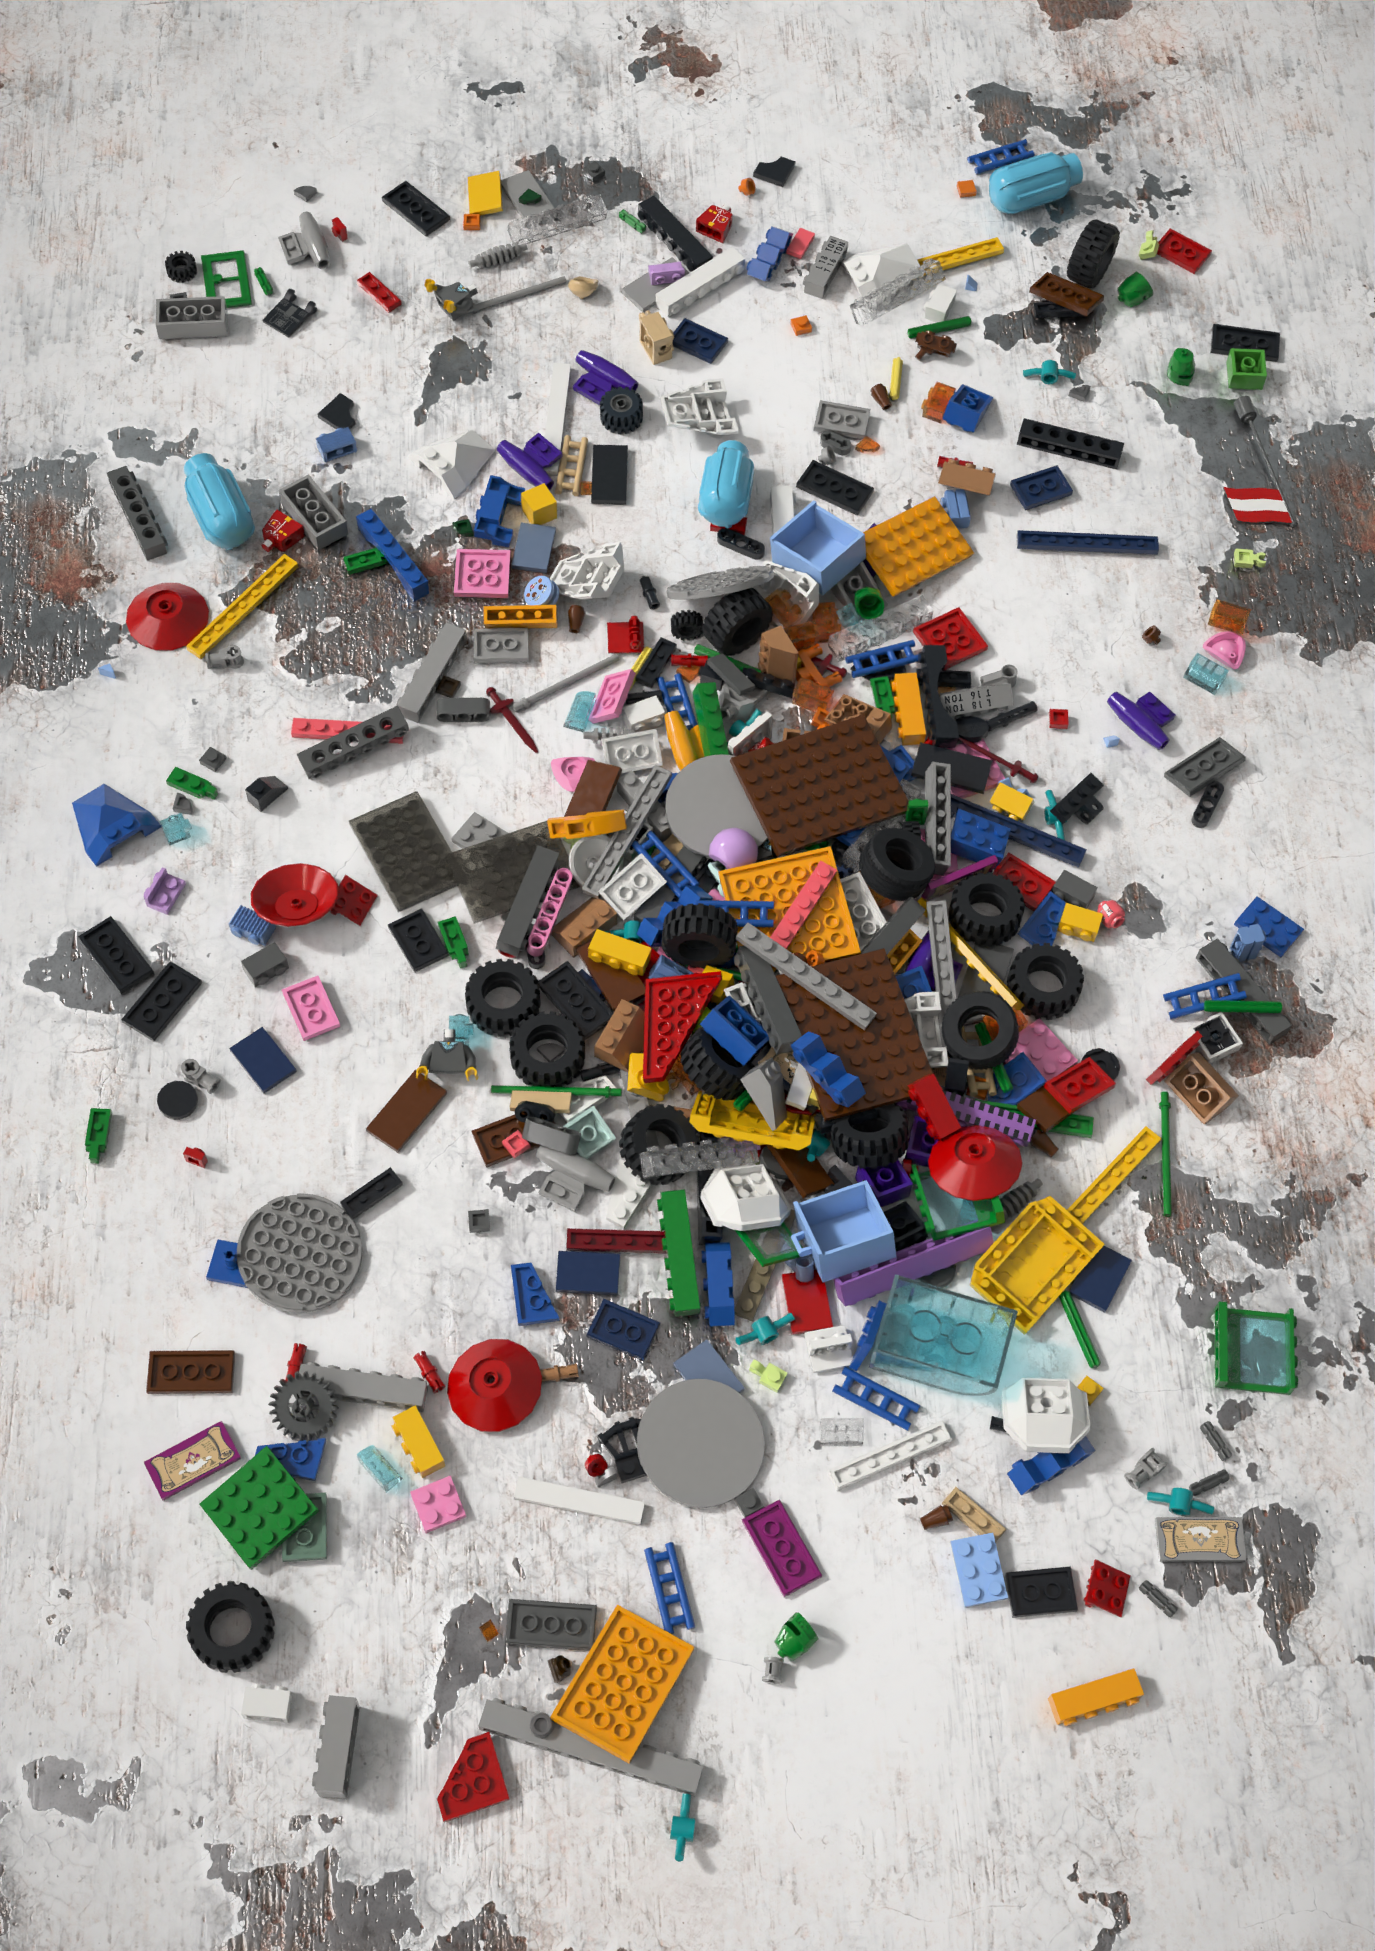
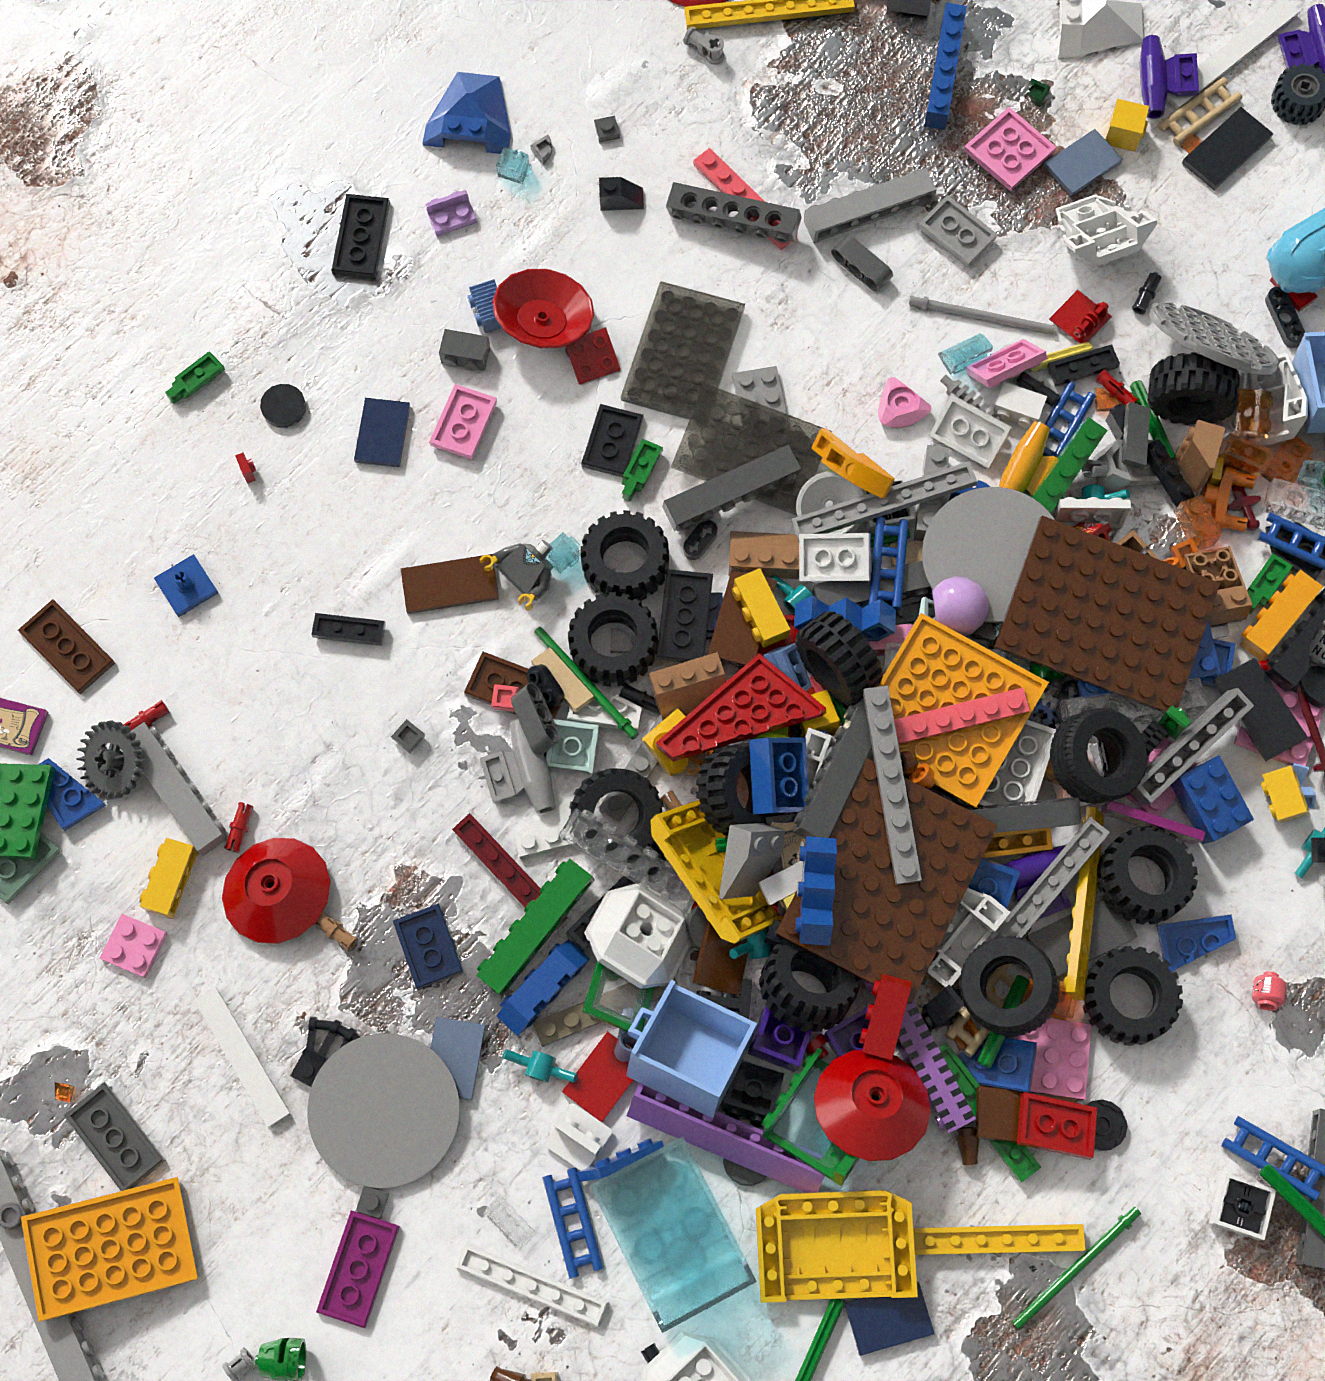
camera: 50 degrees right, 10 degrees up
(161, 1001) = (356, 308): black tile -> none
(191, 784) = (567, 136): green hinge -> none
(199, 1076) = (317, 400): light grey connector -> none
(299, 1253) = (242, 626): light grey tile -> none
(364, 561) = (914, 51): green hinge -> none
(379, 1467) = (118, 869): clear light blue brick -> none
(448, 687) = (872, 231): dark brown tile -> none
(493, 508) = (1079, 95): blue bracket -> none
(503, 707) = (901, 290): dark red sword -> none
(520, 616) = (1000, 218): light orange brick -> none
(531, 1299) = (381, 843): blue wing -> none
(541, 591) = (1042, 211): light blue head -> none
(548, 920) = (748, 506): bright pink beam -> none
(559, 1667) = (83, 1181): dark brown plate -> none
(575, 615) = (1051, 261): reddish brown cone -> none
(587, 1272) = (450, 868): dark blue tile -> none
(594, 788) = (896, 437): reddish brown tile -> none
(596, 1465) = (283, 1040): red tile -> none
(610, 1475) = (282, 1059): flat silver tile -> none
(680, 1596) = (235, 1222): blue bar -> none
(687, 625) = (1145, 351): black tyre -> none
(744, 906) = (910, 667): blue bar -> none
(771, 1376) = (504, 1111): yellowish green plate -> none
(1019, 1197) = (889, 1172): light grey piece -> none
(1025, 834) = (1263, 828): dark blue plate -> none
(1030, 881) = (1218, 878): red plate -> none
(1074, 890) = (1256, 935): dark grey brick -> none
(1080, 922) = (1229, 971): yellow brick -> none
(1175, 1058) = (1179, 1189): red plate -> none
(1201, 1087) = (1178, 1241): medium nougat slope -> none

